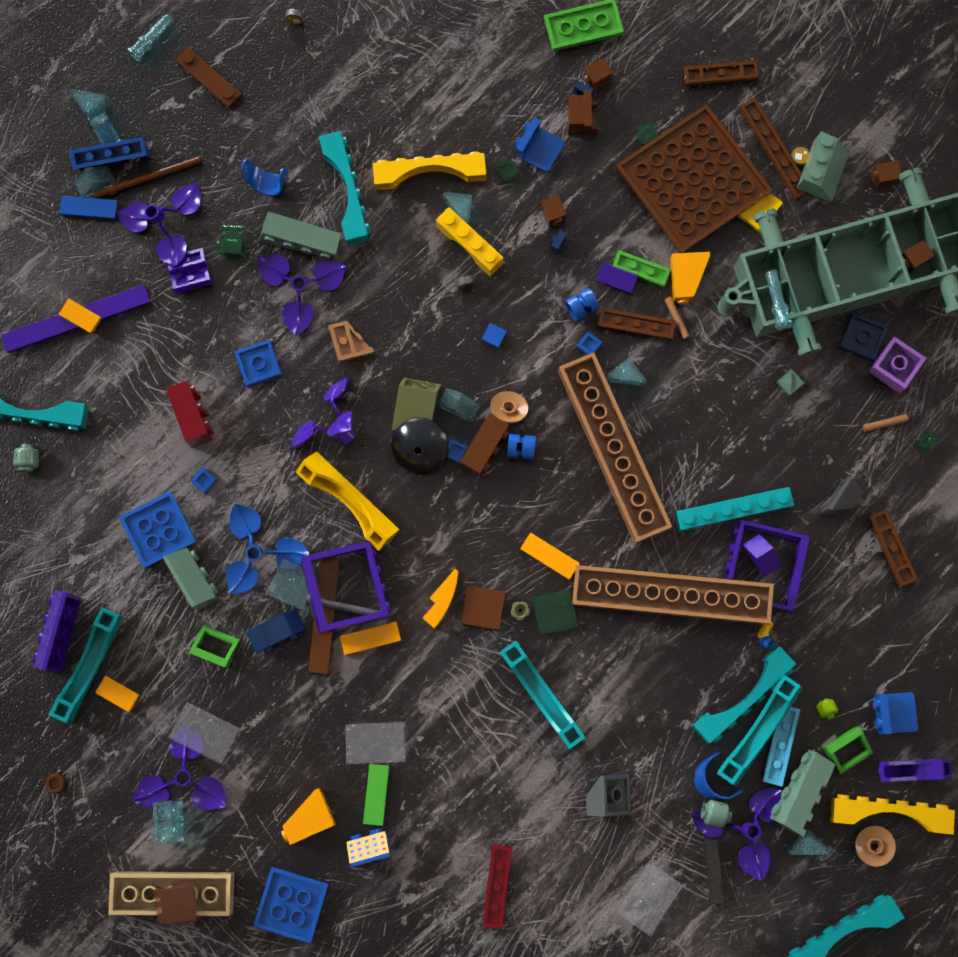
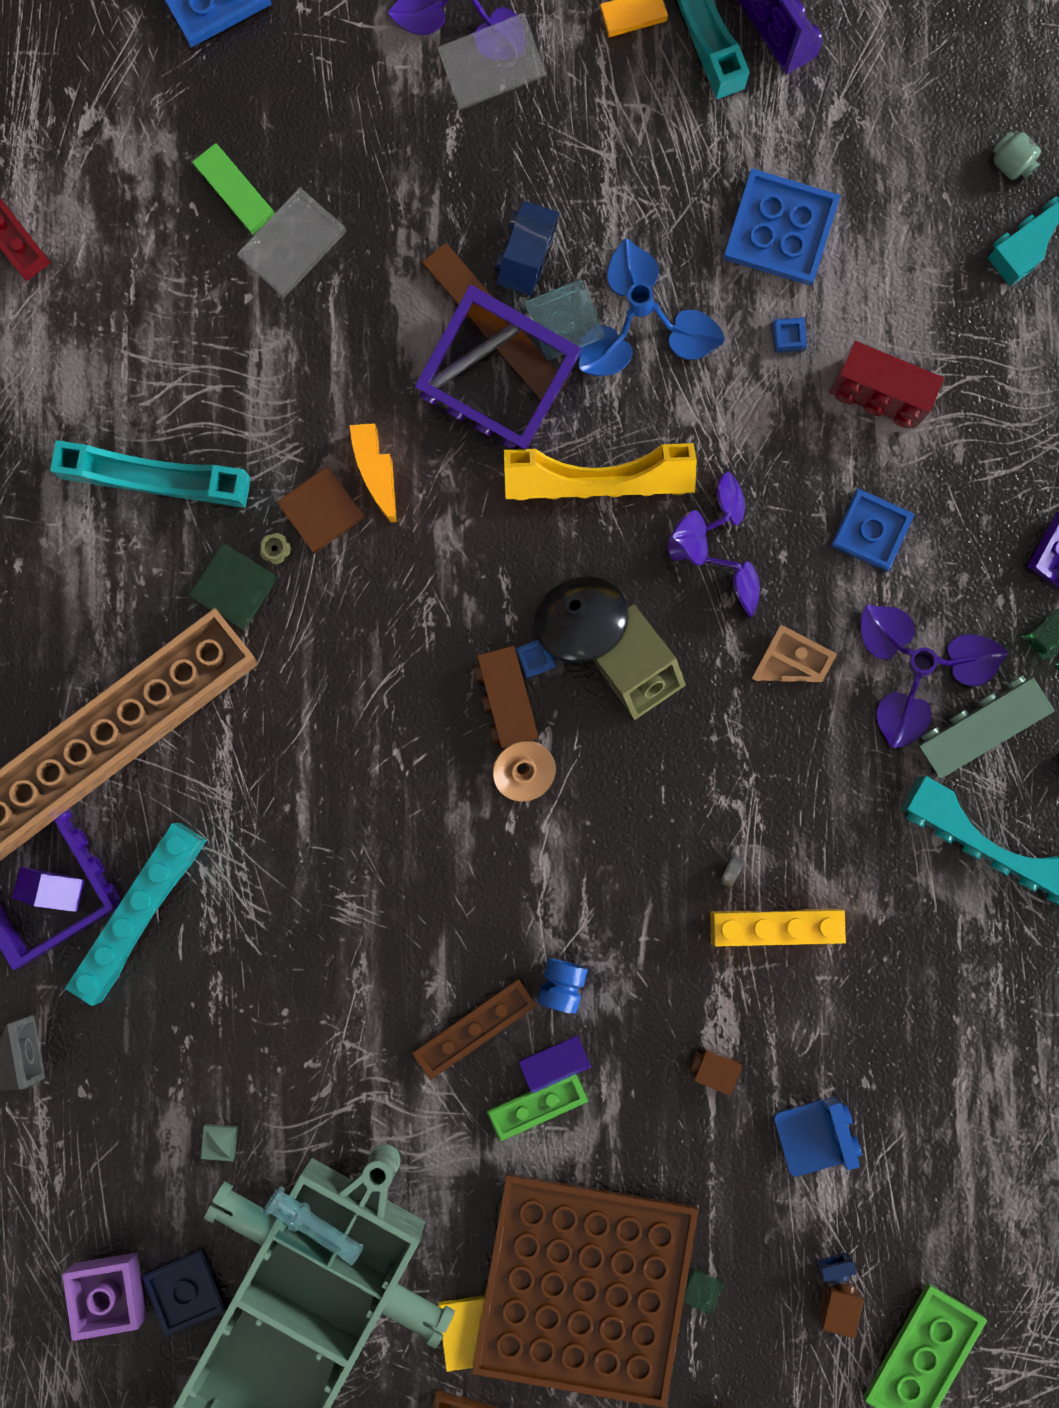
camera: 135 degrees right, 5 degrees up
(191, 578) = (684, 206): sand green slope -> none
(225, 662) = (571, 150): bright green tile -> none
(308, 819) = (279, 88): light orange slope -> none
(369, 847) = (178, 117): slope -> none
(370, 638) = (414, 349): light orange tile -> none
(391, 173) = (958, 918): yellow arch -> none
(458, 404) = (588, 715): clear light blue slope -> none
(460, 204) = (834, 963): clear light blue slope -> none
(494, 335) = (631, 842): blue tile -> none
(507, 170) = (824, 1066): clear green tile -> none
(528, 446) = (453, 746): blue wheel -> none
(549, 556) = (302, 644): light orange tile -> none
(557, 241) = (671, 1036): dark blue plate -> none
(582, 114) = (805, 1234): reddish brown plate -> none
(589, 344) = (506, 946): blue tile -> none
(614, 448) = (348, 845): medium nougat brick -> none
(626, 374) = (425, 953): clear light blue slope -> none
(676, 316) = (434, 1087): medium nougat piece -> none
(686, 274) = (473, 1153): light orange slope -> none
(886, 422) = (56, 1207): medium nougat piece -> none

